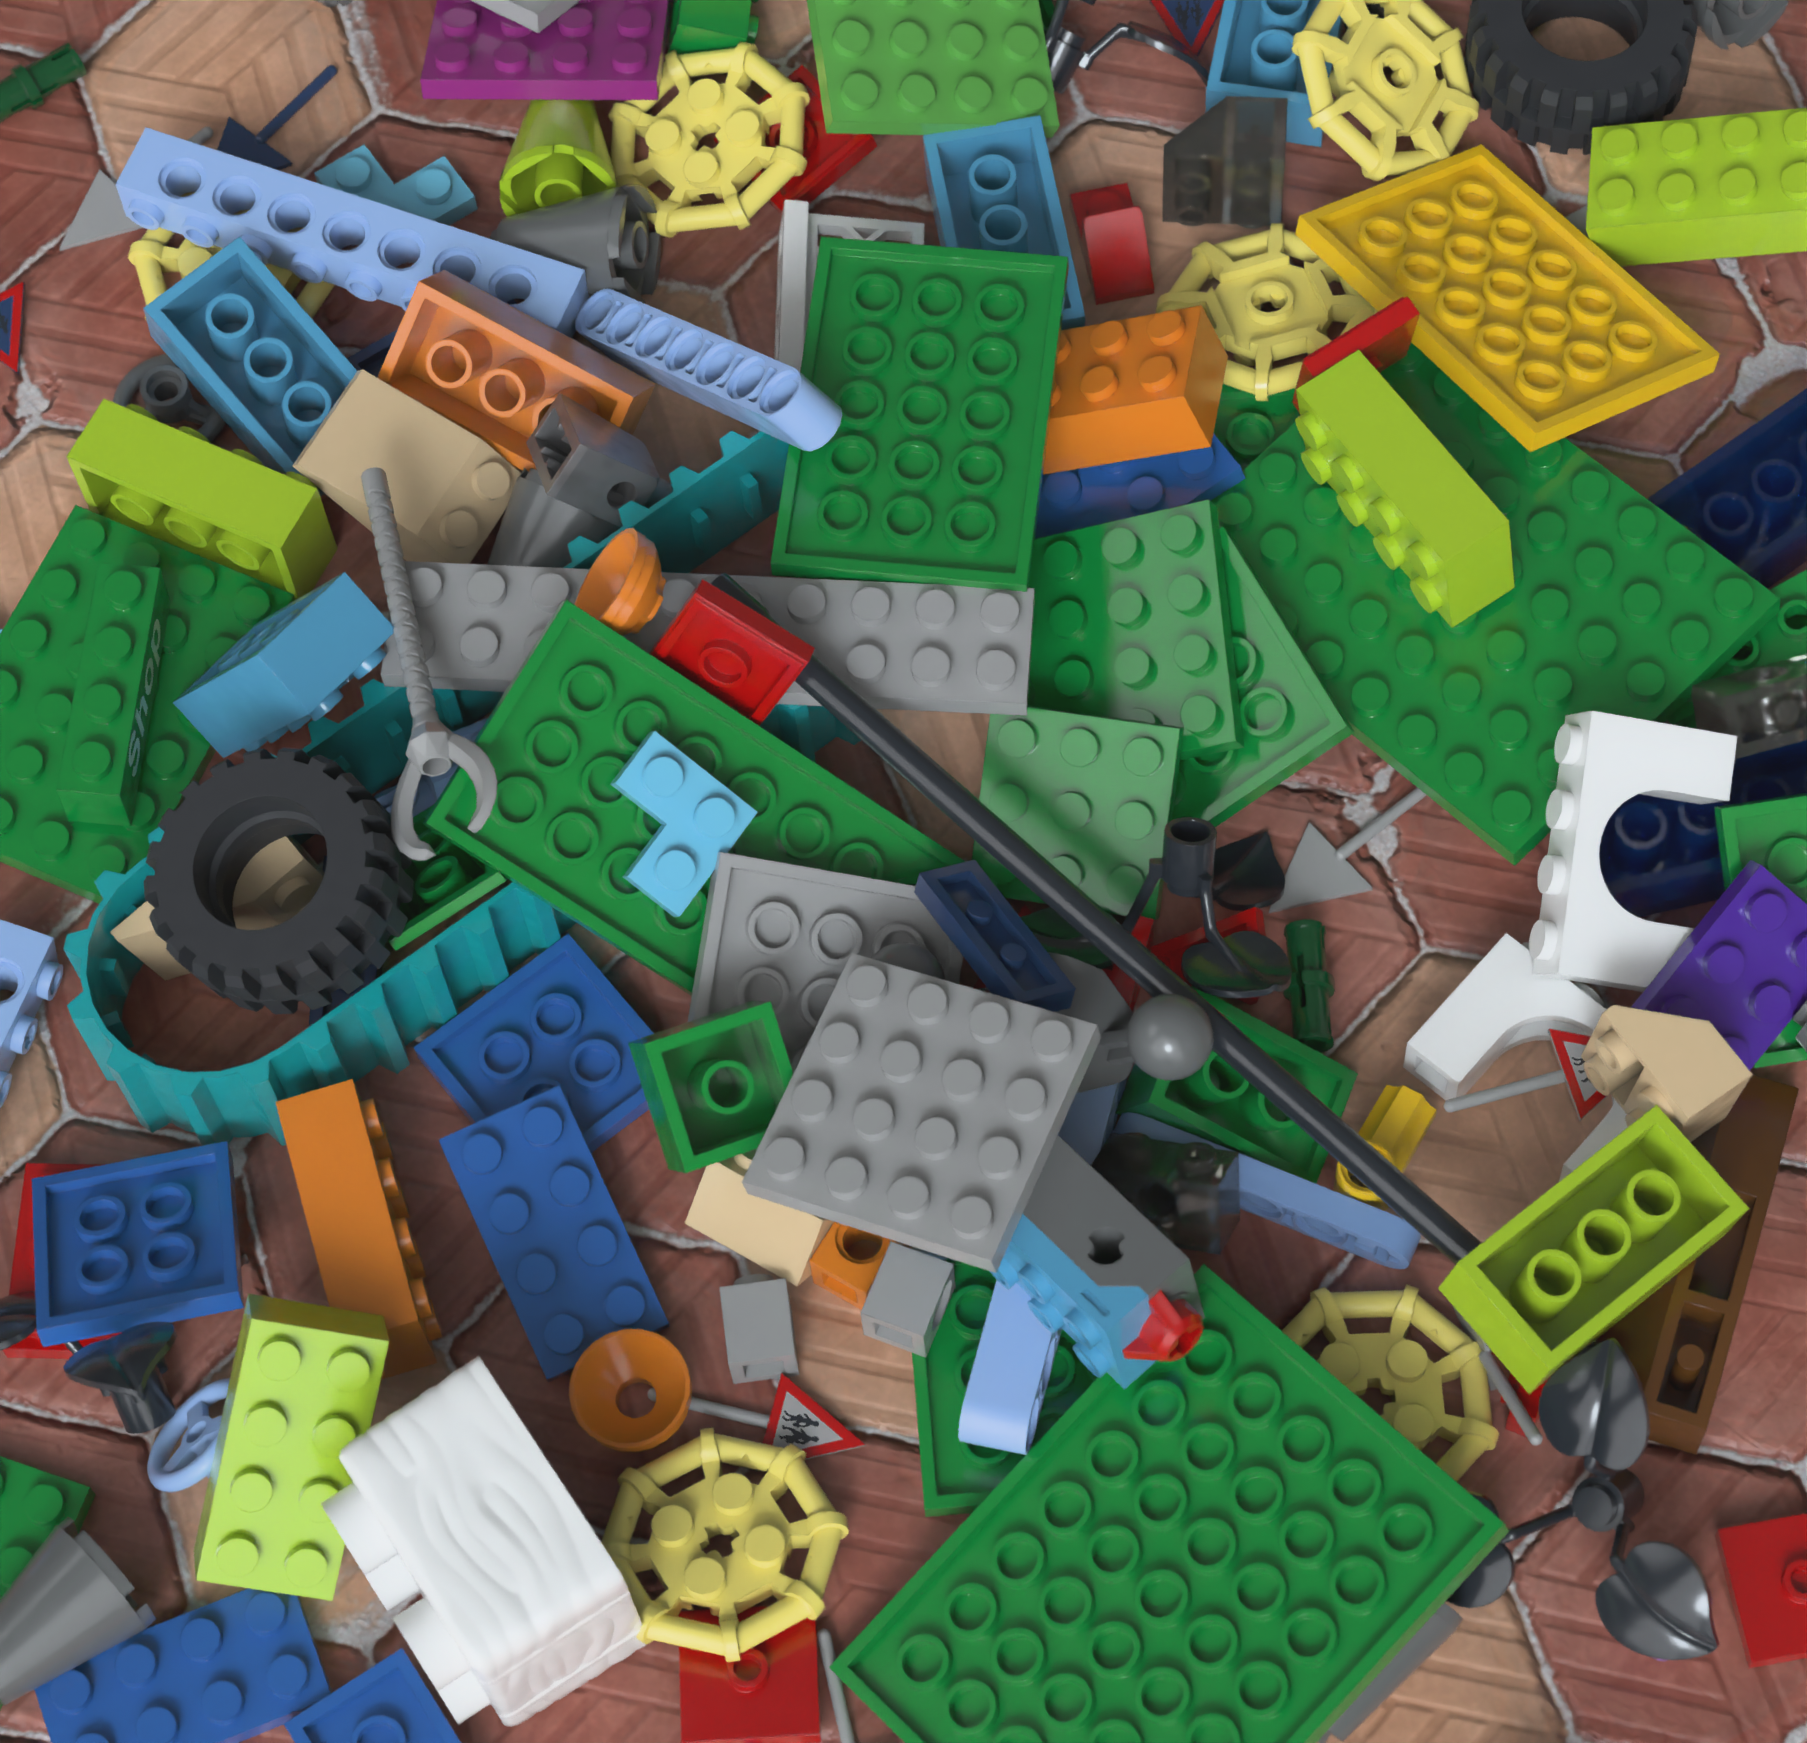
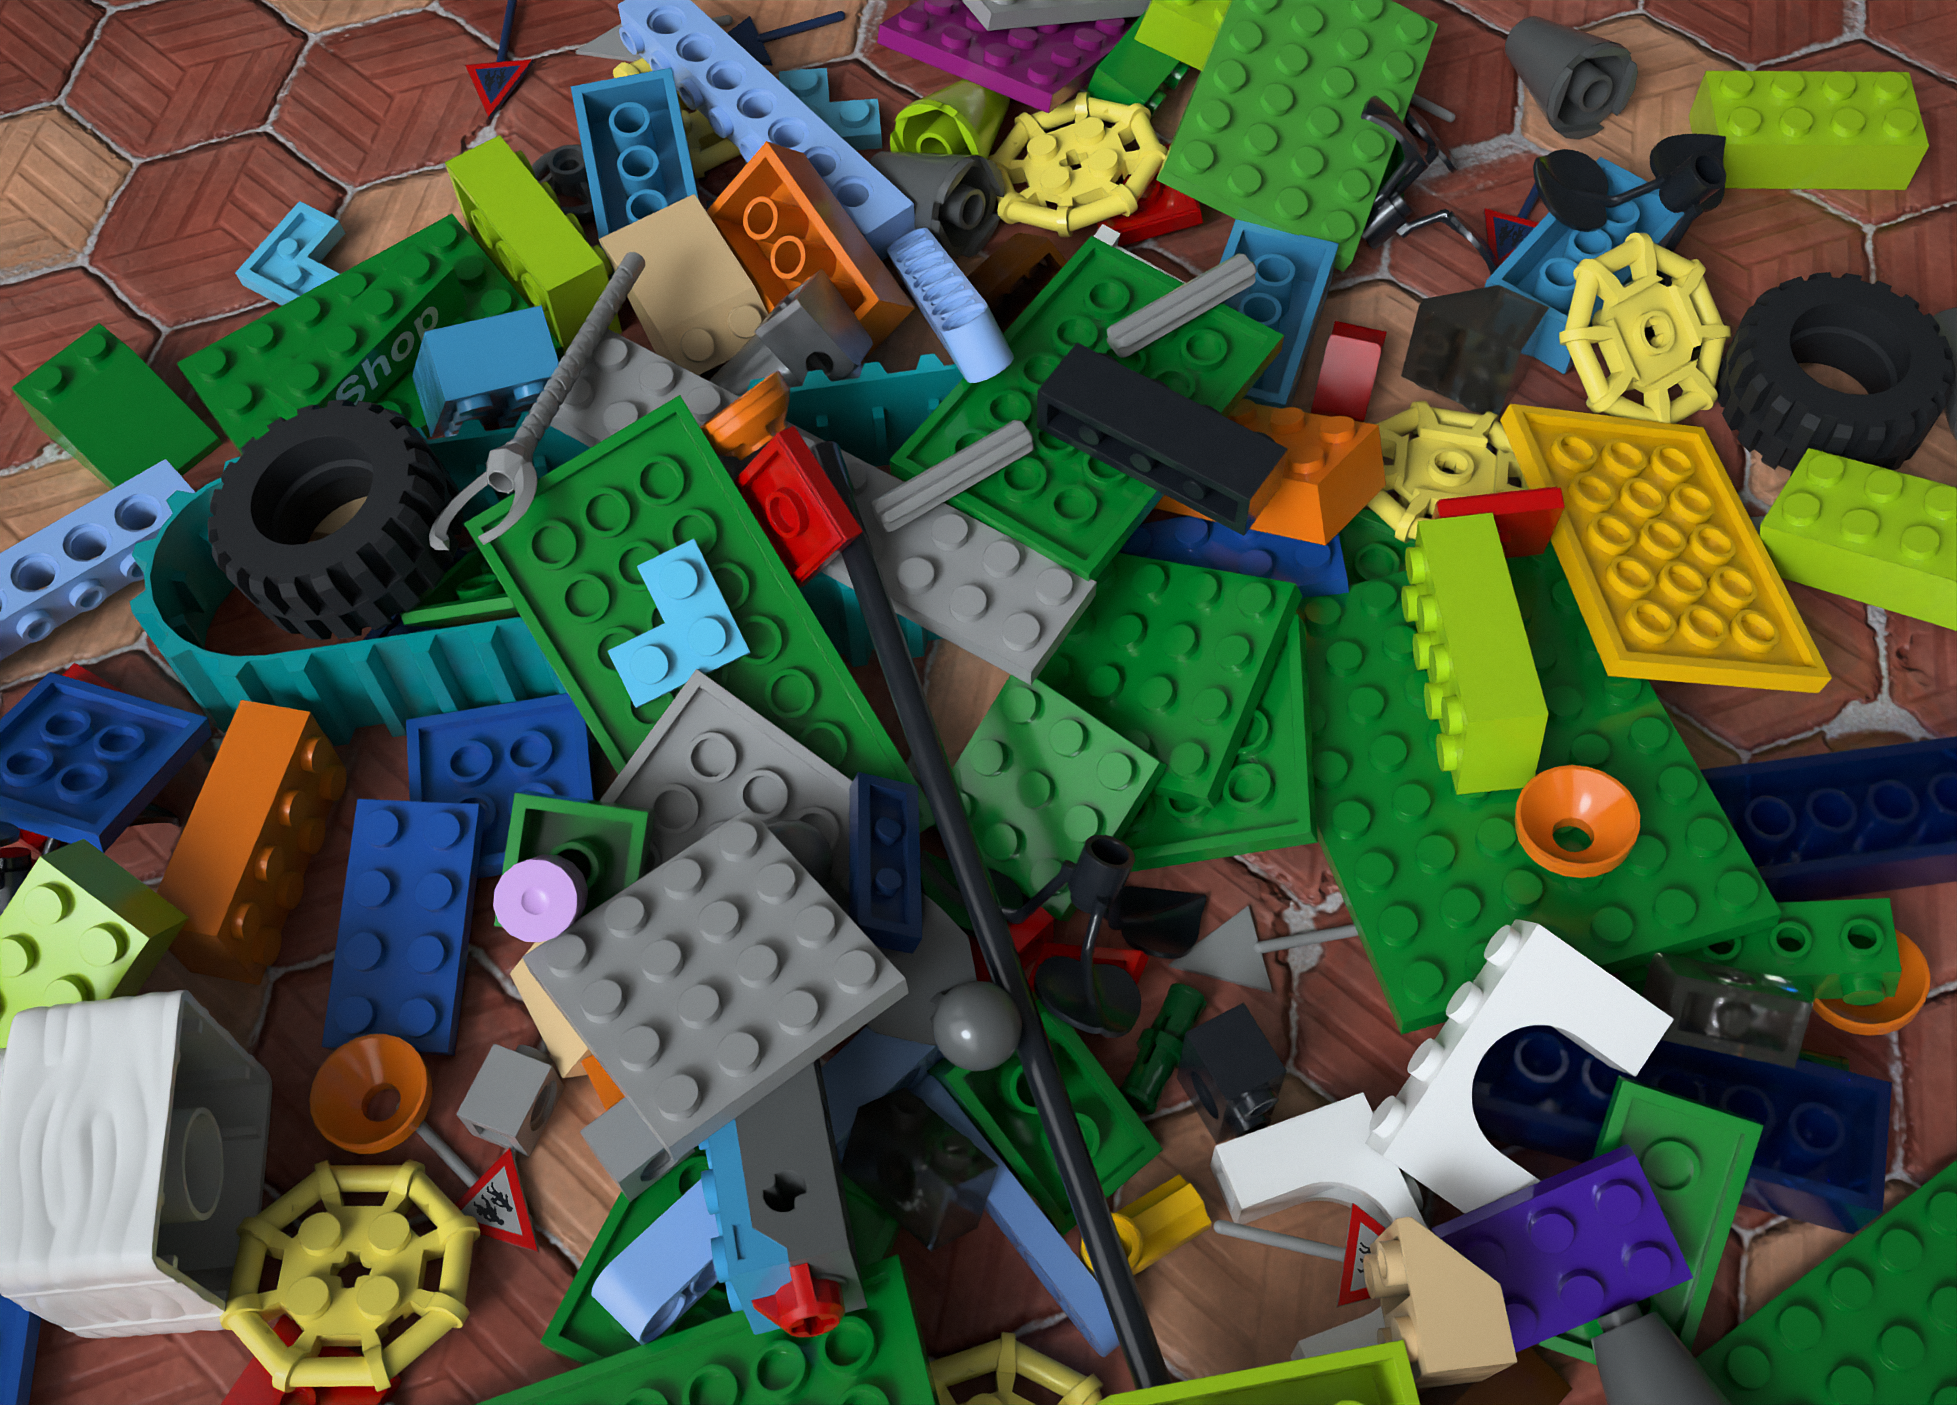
camera: 25 degrees right, 5 degrees down
(728, 1122) = (540, 898): none -> lavender piece
(742, 297) = (1016, 275): none -> reddish brown torso
(846, 551) = (952, 476): none -> light grey axle
(957, 273) = (1181, 305): none -> light grey axle
(1020, 420) = (1161, 438): none -> black brick
(1387, 976) = (1231, 1074): none -> black brick
(1567, 580) = (1582, 800): none -> orange piece

